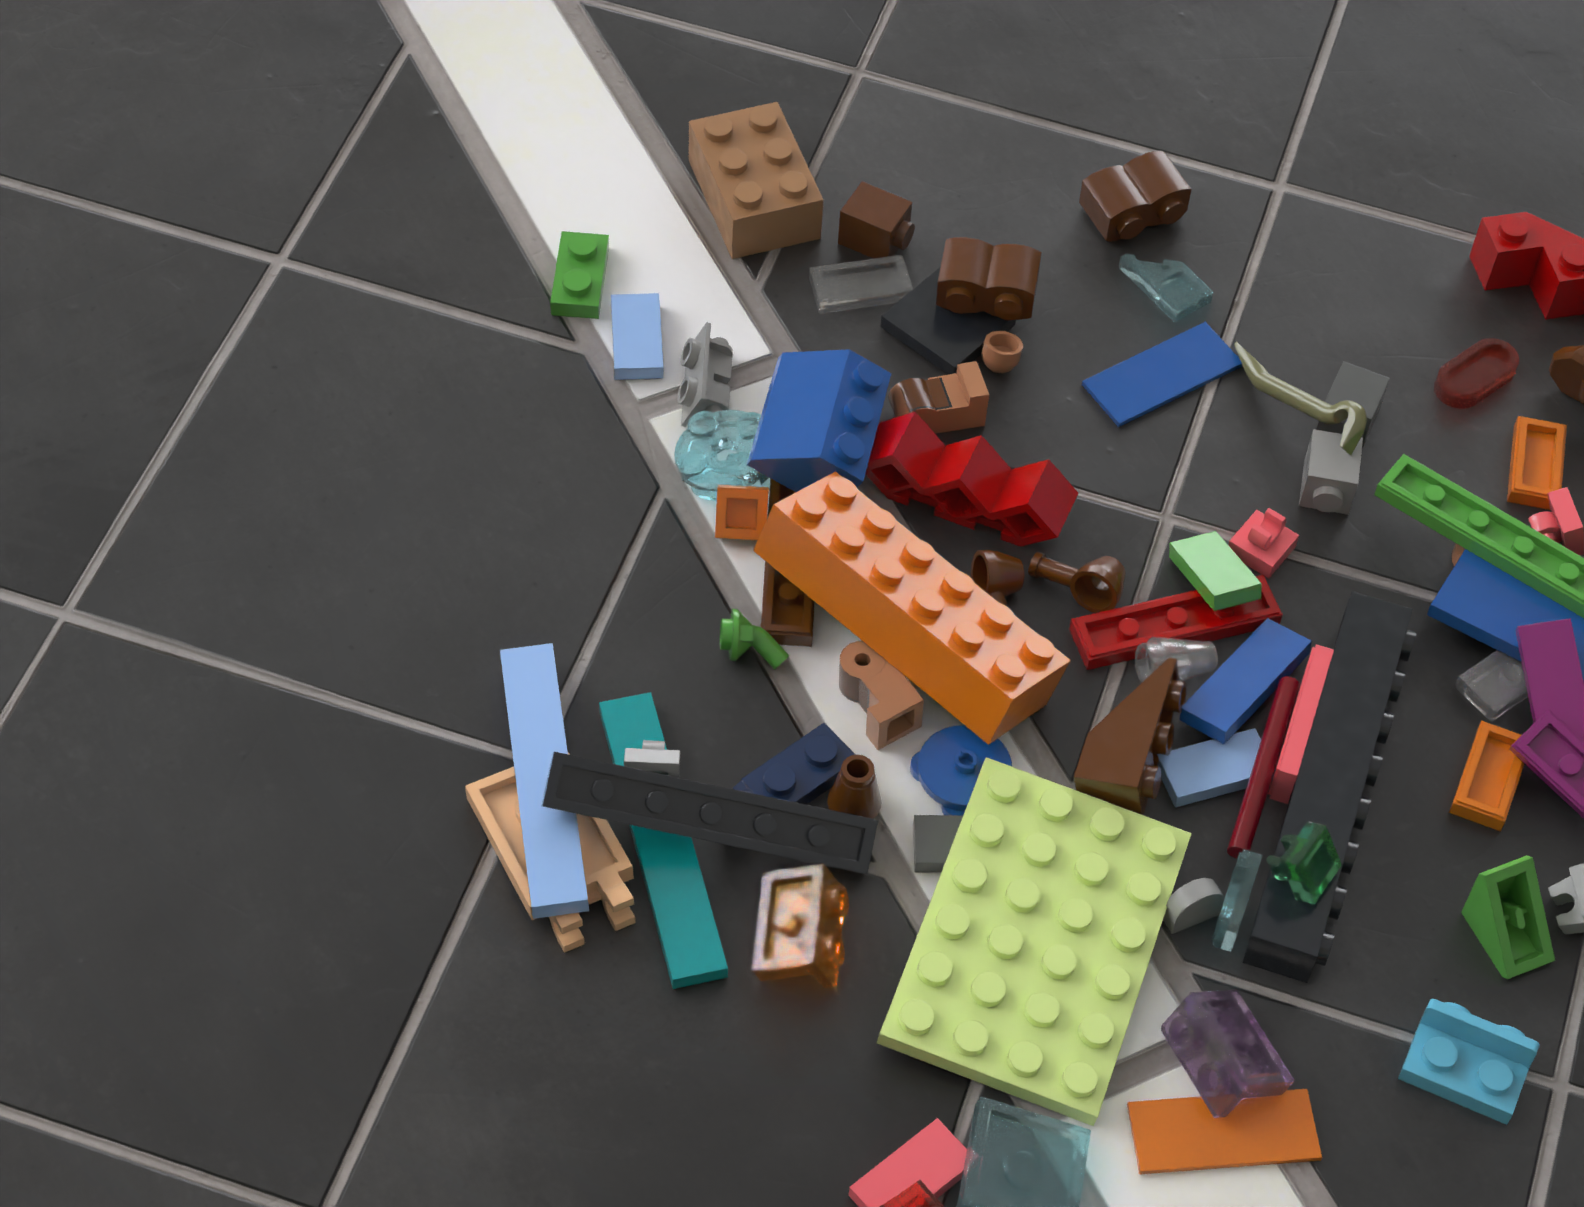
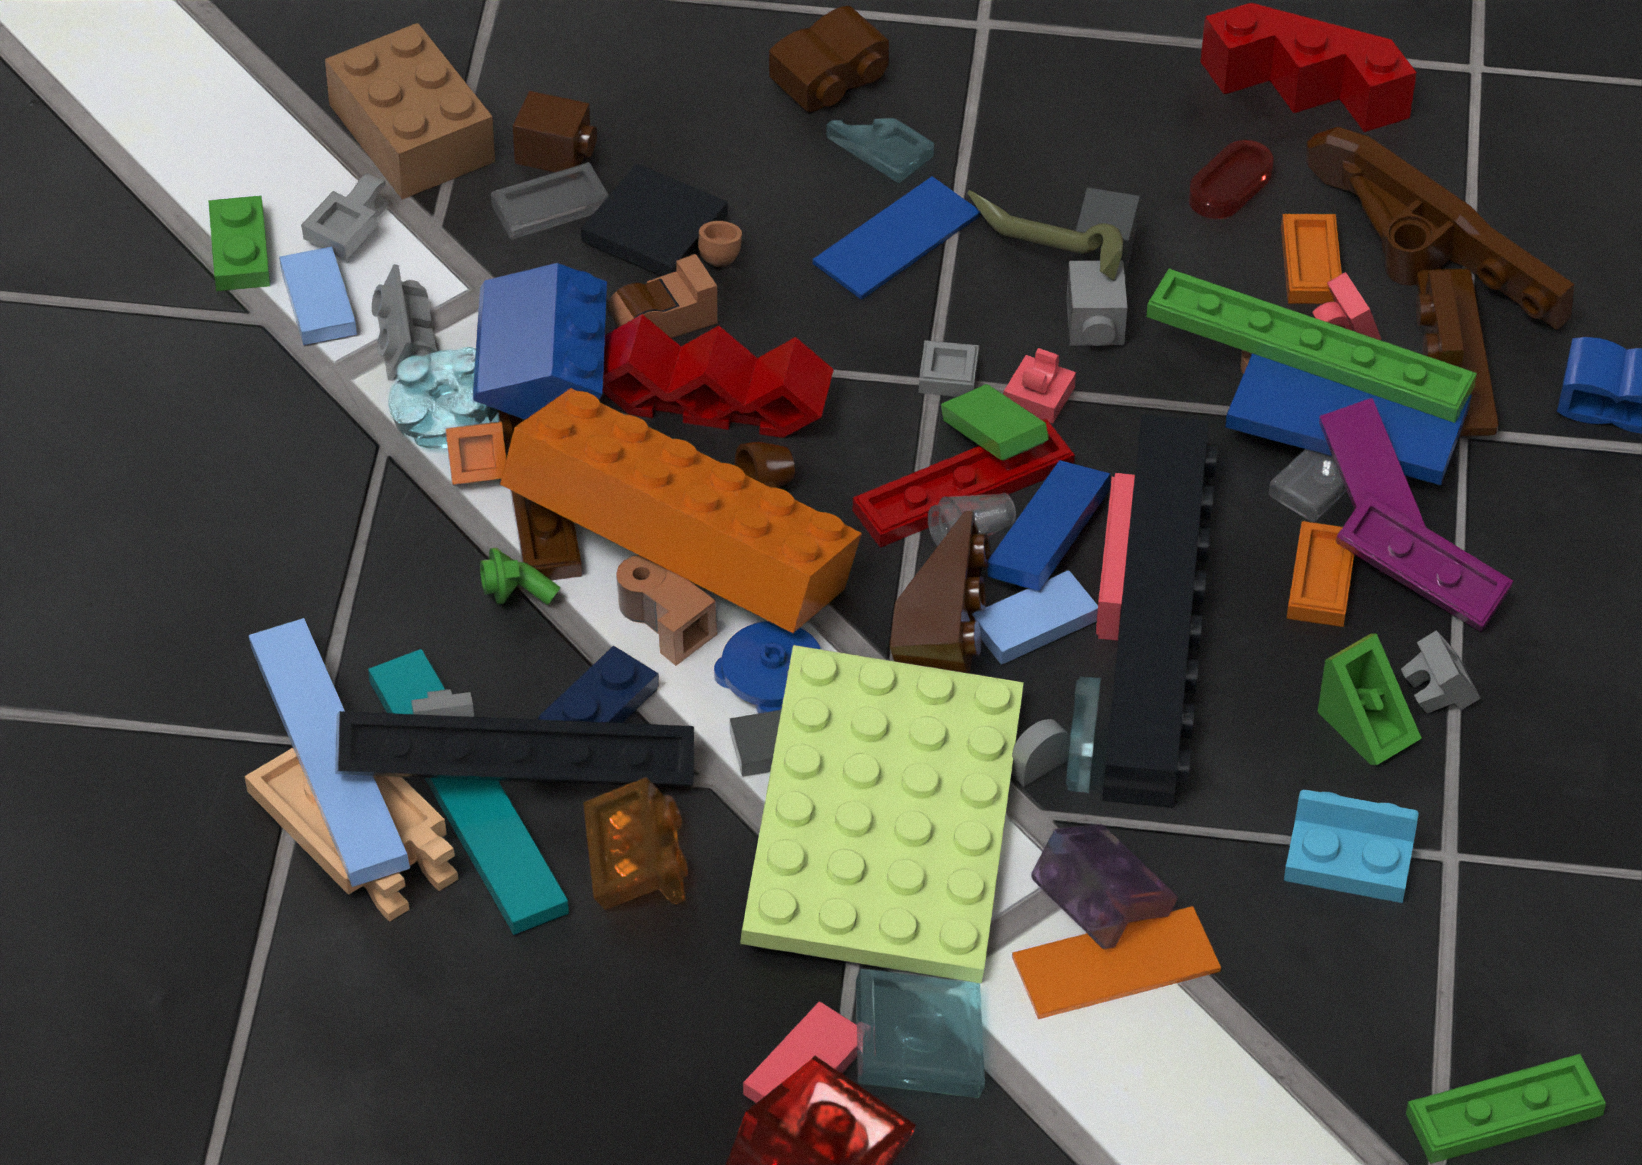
camera: 10 degrees left, 5 degrees down
(678, 271) = (346, 220): none -> light grey plate
(856, 788) = (663, 697): reddish brown cone -> none
(988, 278) = (689, 168): reddish brown brick -> none
(1094, 586) = (869, 460): reddish brown bar -> none
(1183, 508) = (948, 368): none -> light grey tile
(1264, 766) = (1085, 600): dark red bar -> none
(1307, 863) = (1147, 680): clear green tile -> none

